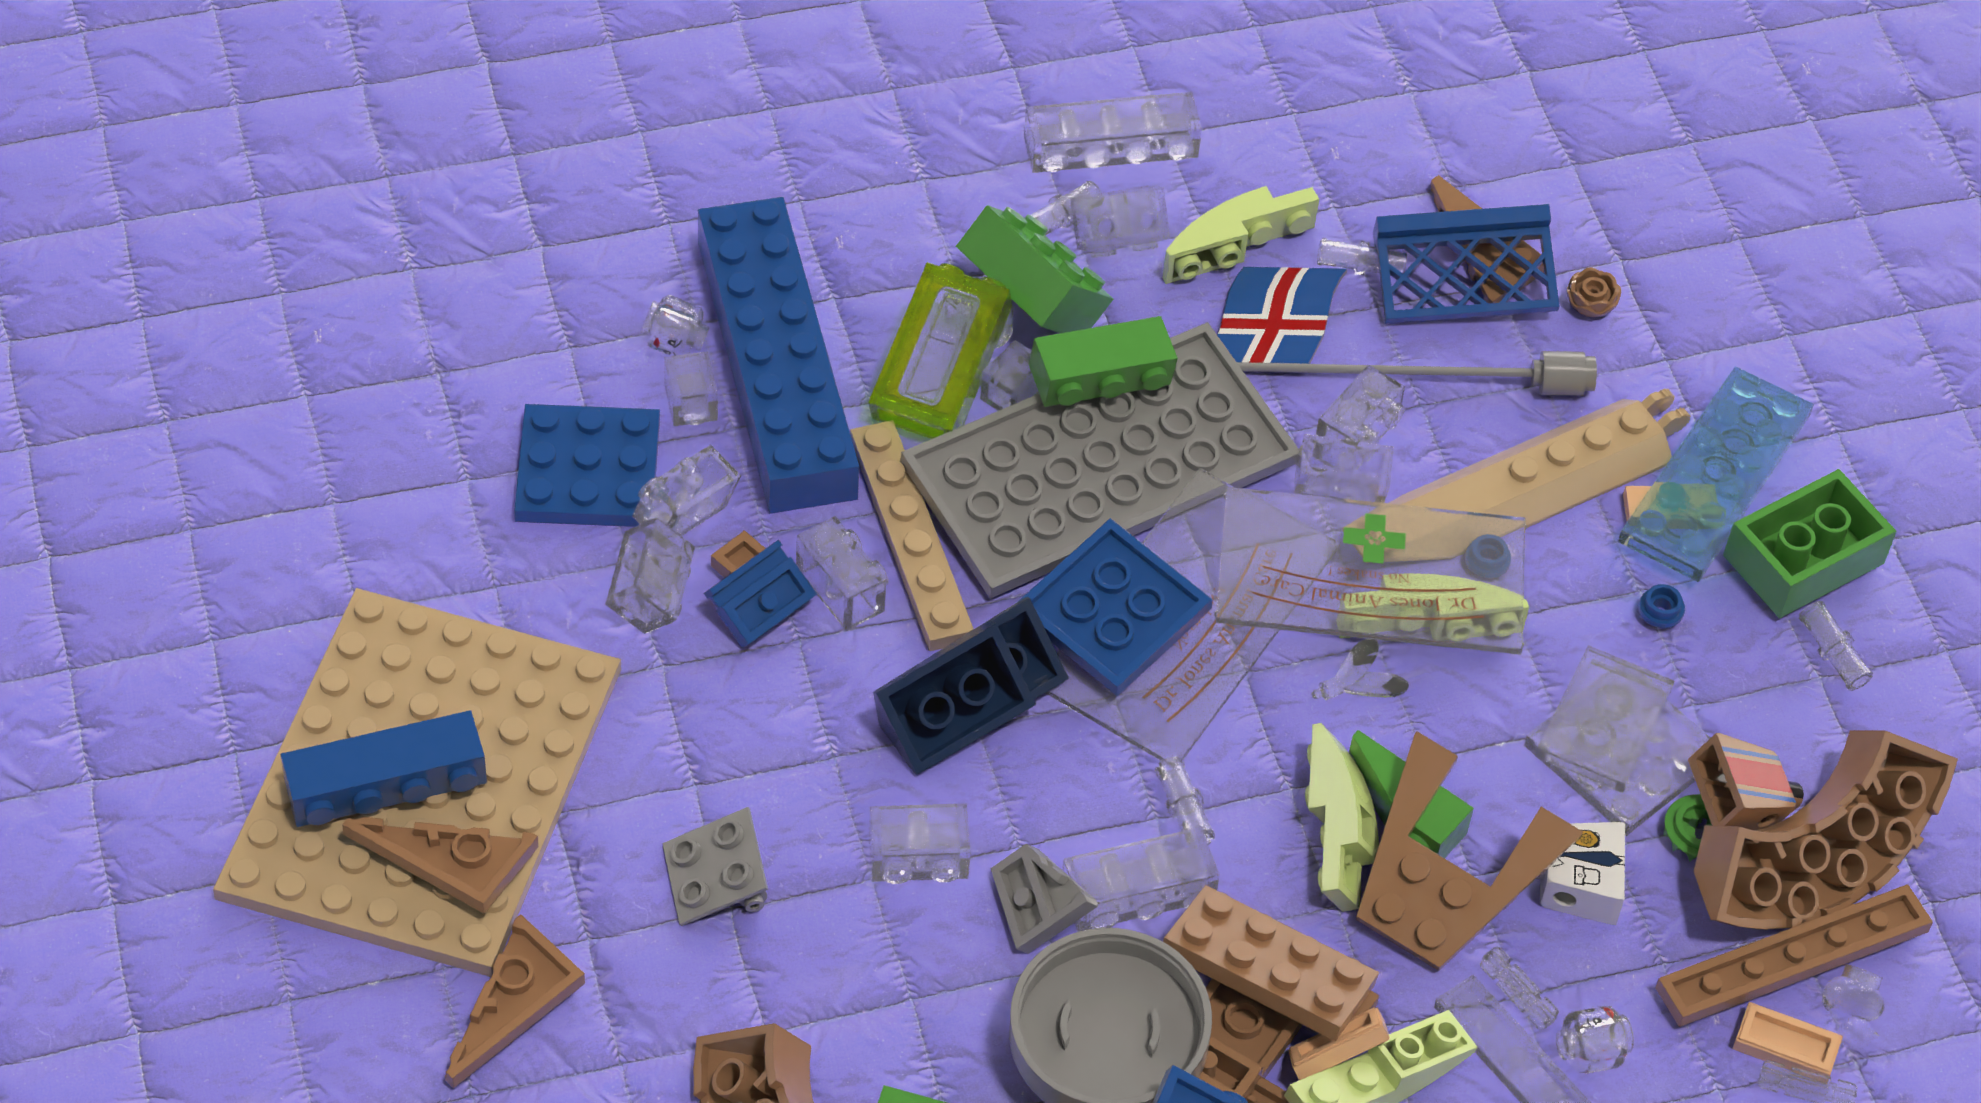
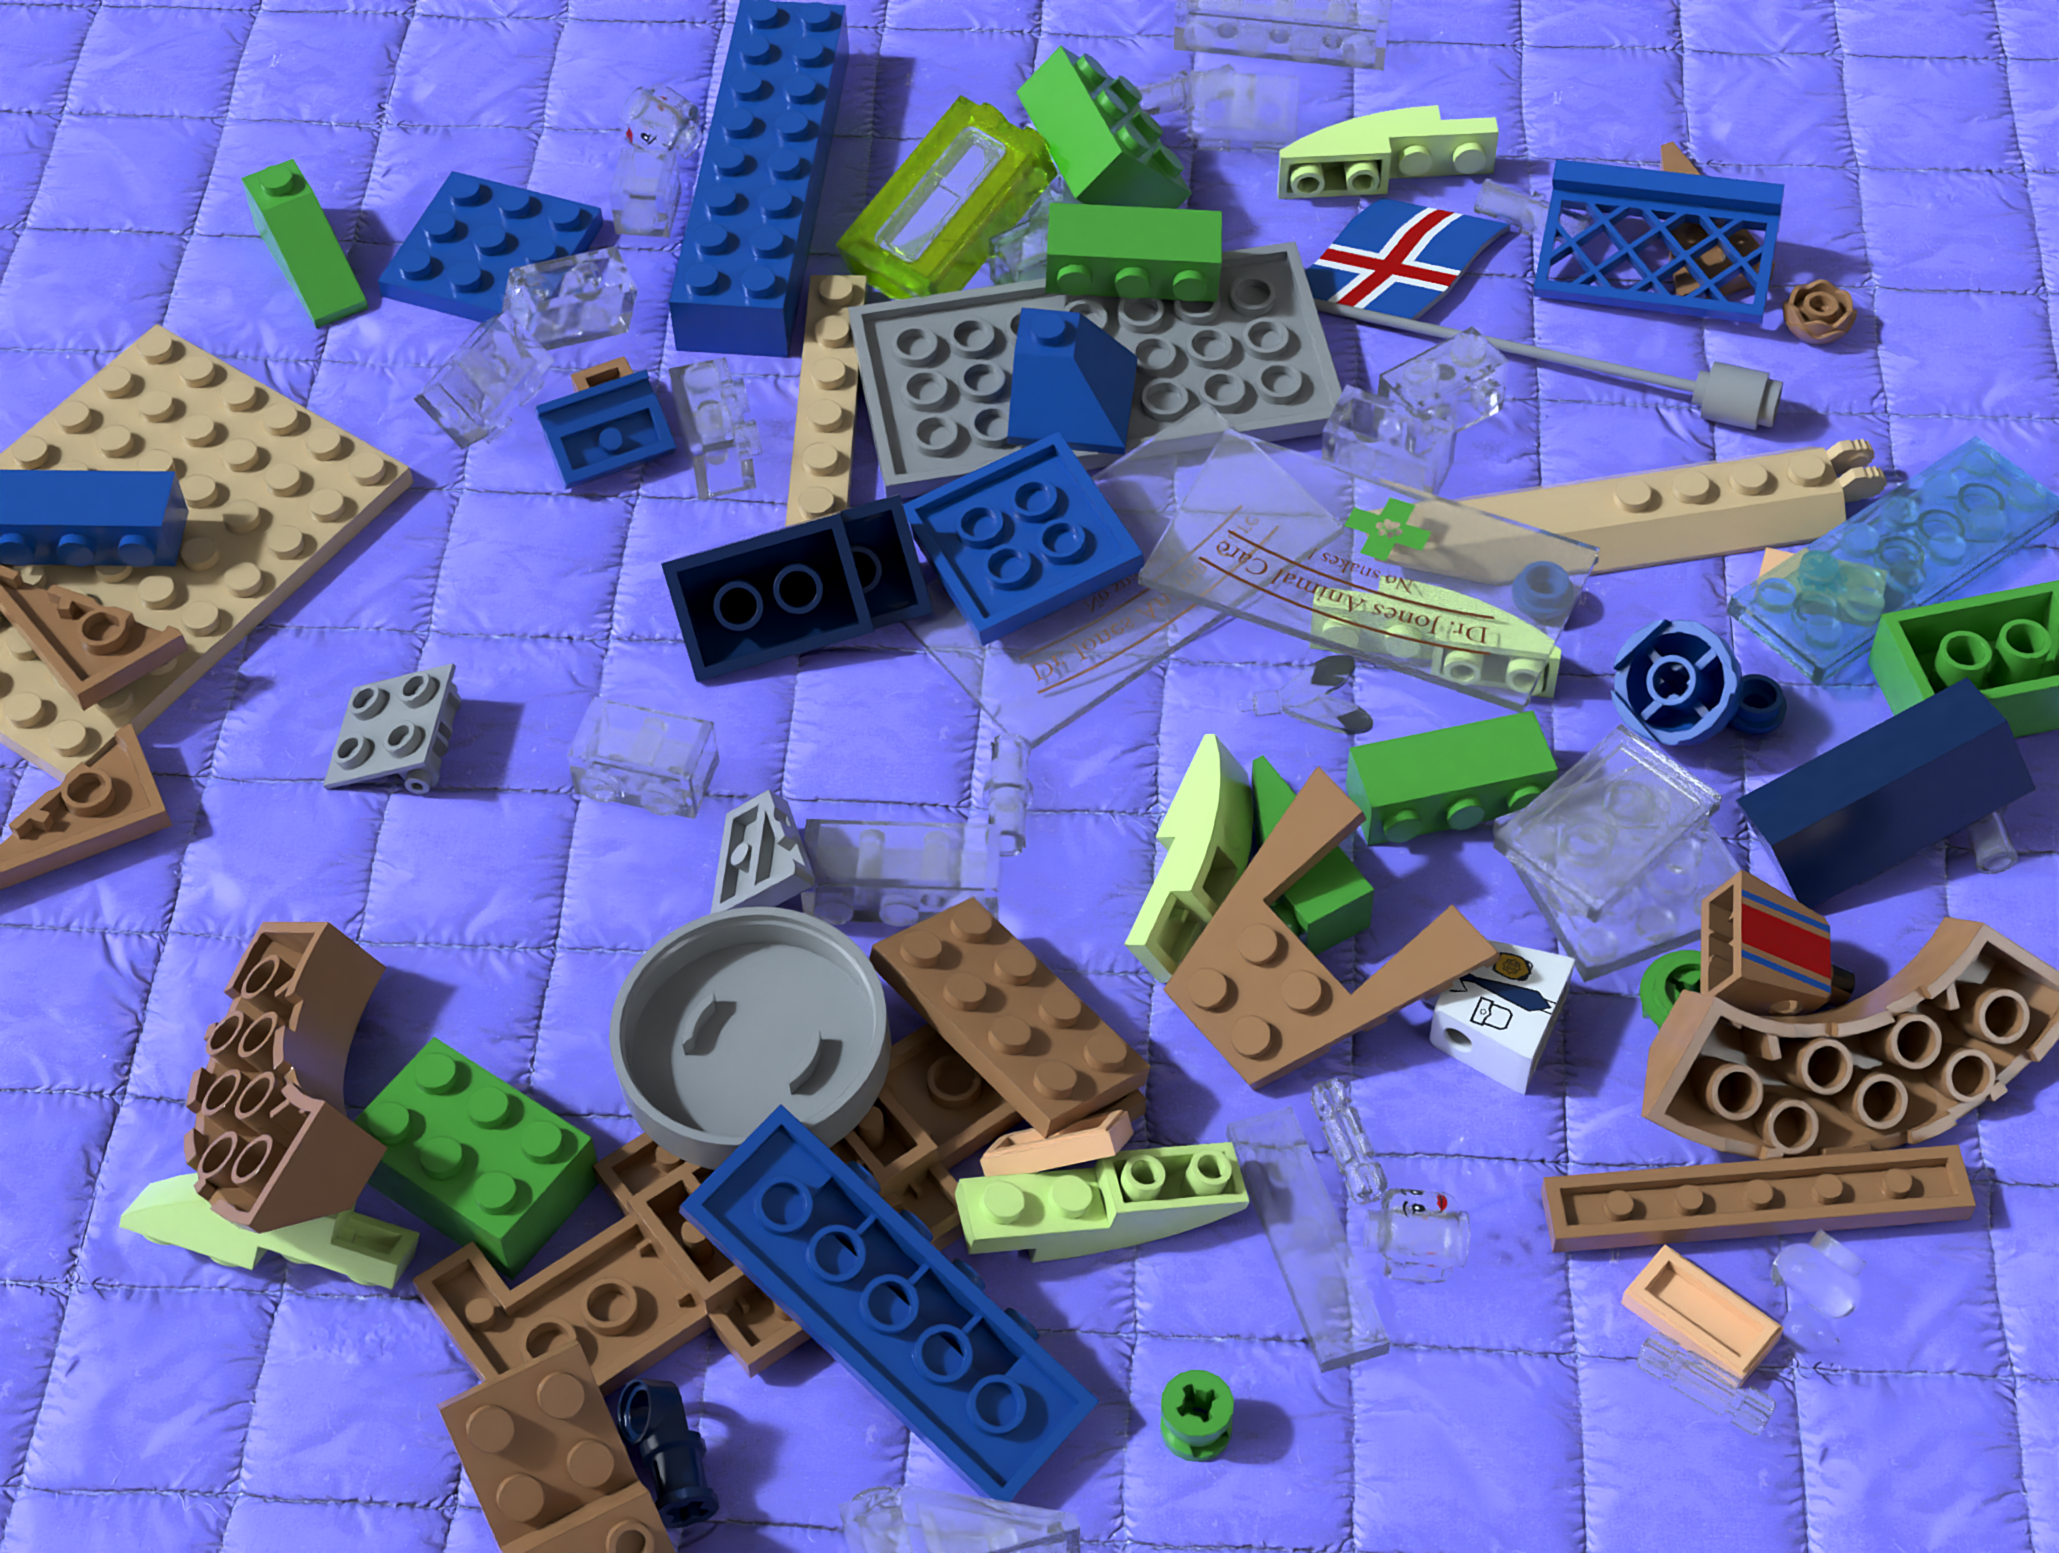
camera: 25 degrees right, 0 degrees up
(439, 493) = (303, 243): none -> bright green slope
(1097, 478) = (1071, 382): none -> blue slope
(1488, 709) = (1449, 777): none -> bright green brick
(1613, 606) = (1677, 683): none -> blue cylinder
(1780, 651) = (1888, 794): none -> dark blue slope

